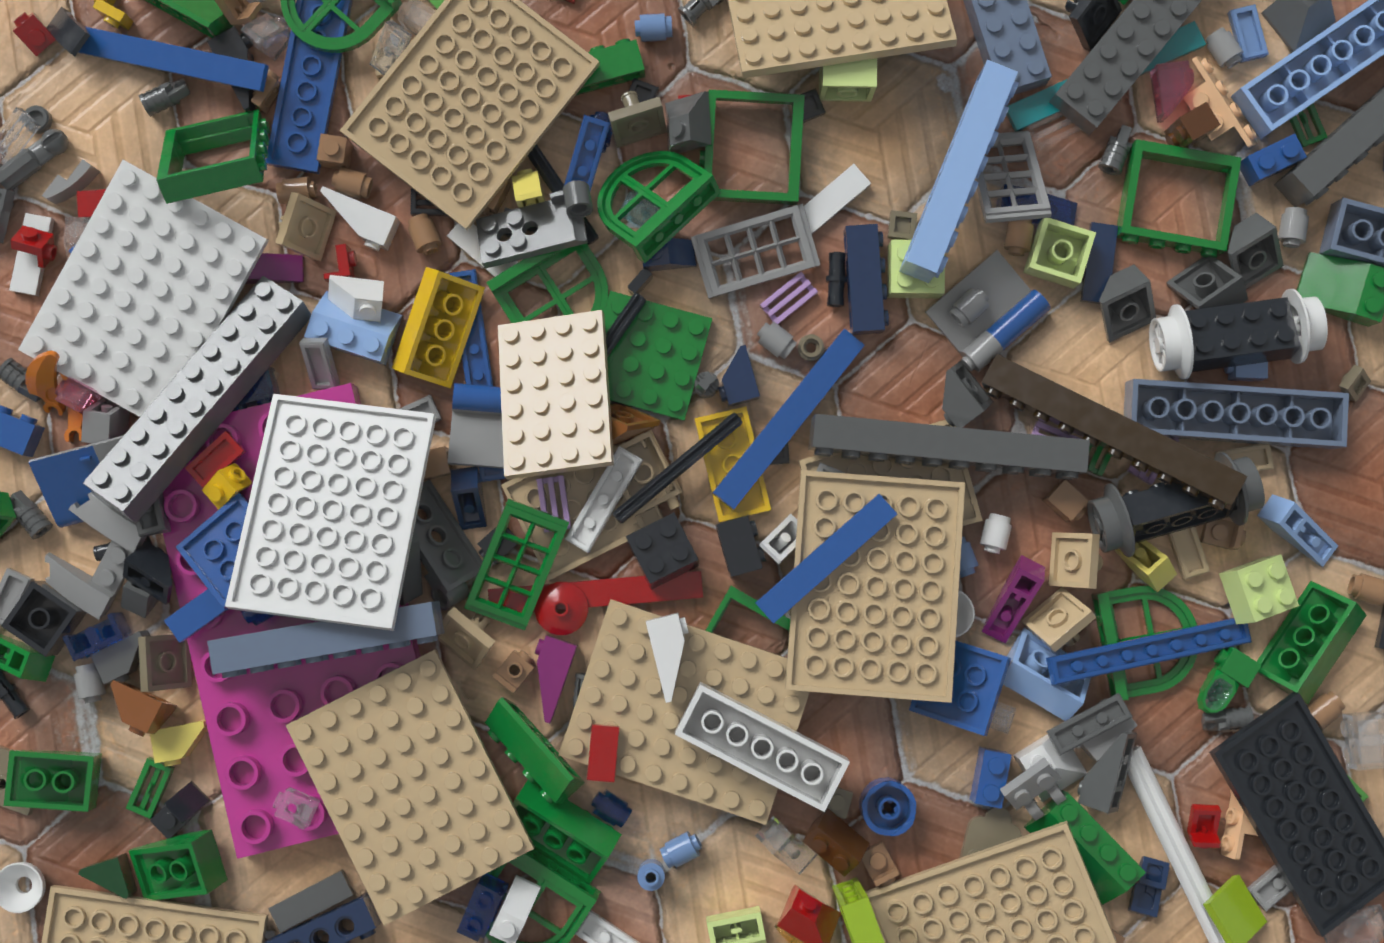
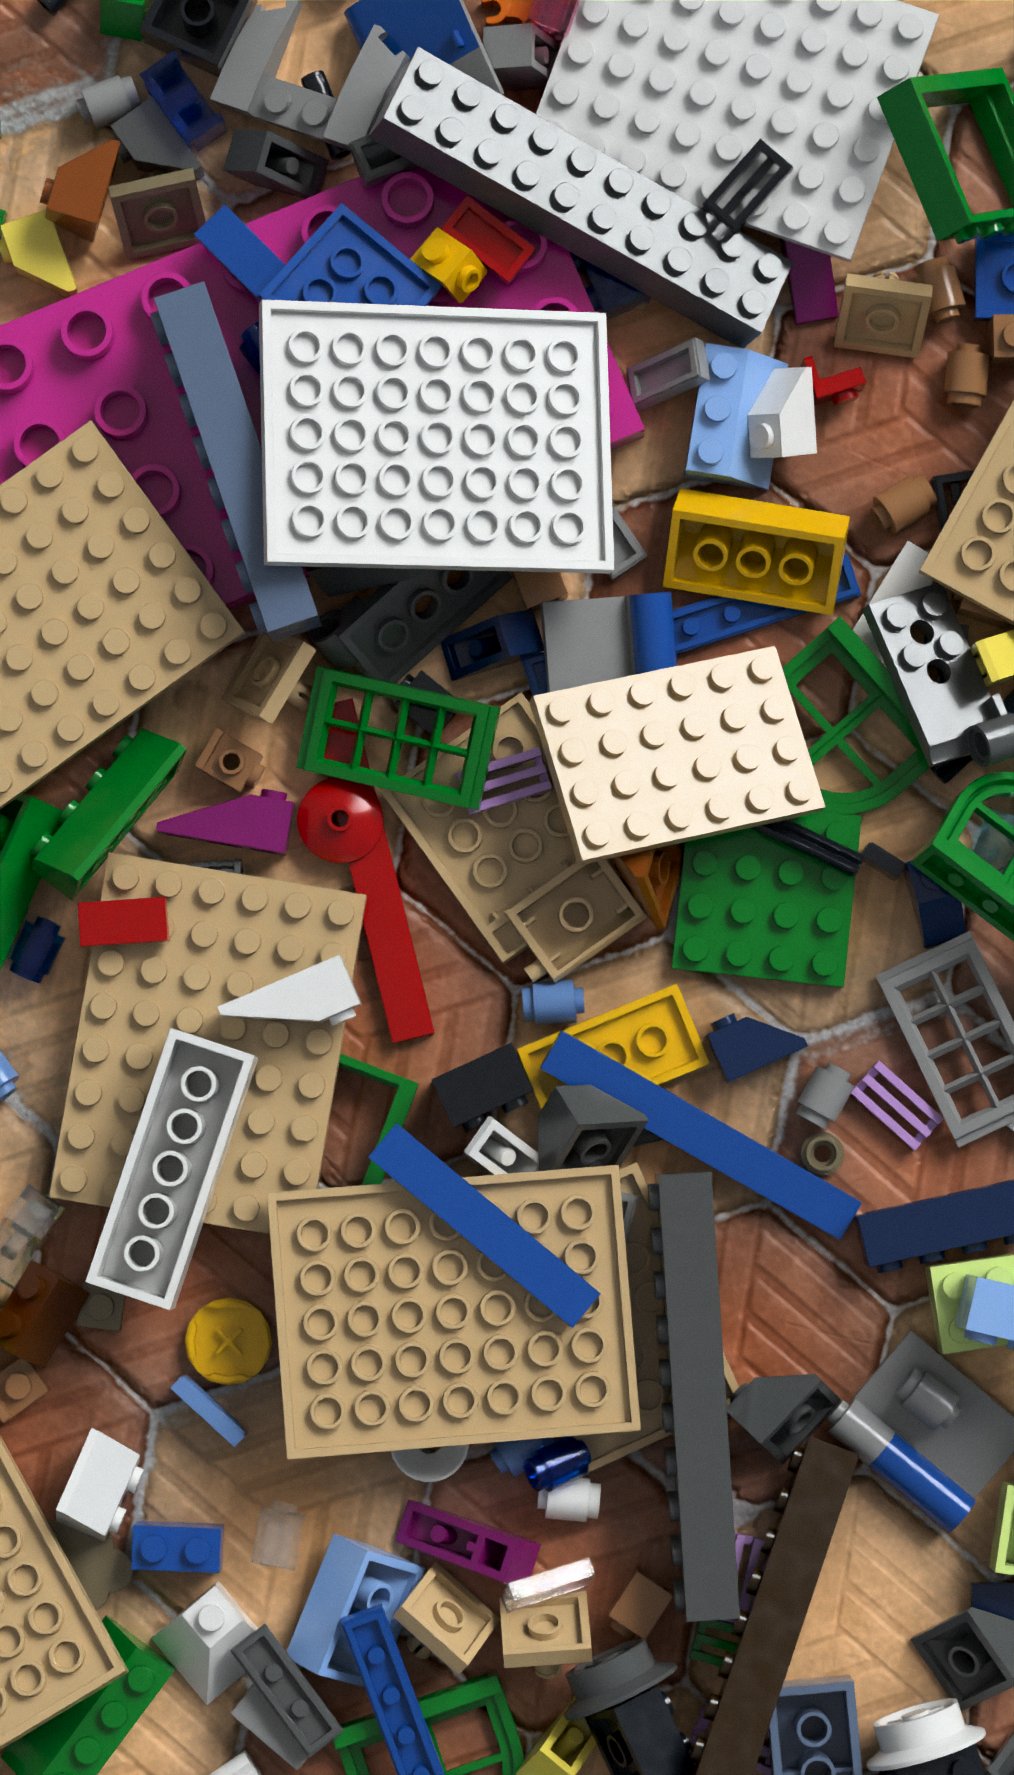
camera: 80 degrees right, 0 degrees up
(150, 571) = (297, 168): black slope -> none
(225, 311) = (723, 215): none -> black tile
(371, 224) = (907, 411): white slope -> none
(604, 499) = (523, 859): white tile -> none
(662, 550) = (456, 965): black brick -> none
(677, 468) = (592, 968): black axle -> none
(694, 495) = (552, 1002): none -> medium blue brick
(706, 384) = (734, 994): dark grey hinge -> none
(775, 487) = (585, 1129): none -> dark grey slope
(836, 279) = (939, 1177): black pin -> none
(869, 726) = (228, 1341): none -> yellow tile
(903, 806) = (81, 1386): blue brick -> none
(910, 744) = (209, 1409): none -> medium blue tile
(947, 820) = (98, 1486): none -> white slope
(975, 690) = (313, 1496): blue plate -> none
(976, 537) = (557, 1464): none -> clear blue brick
(1030, 784) = (177, 1609): light grey plate -> none
(1047, 554) = (547, 1585): none -> clear tile
(1106, 779) = (200, 1732): dark grey slope -> none

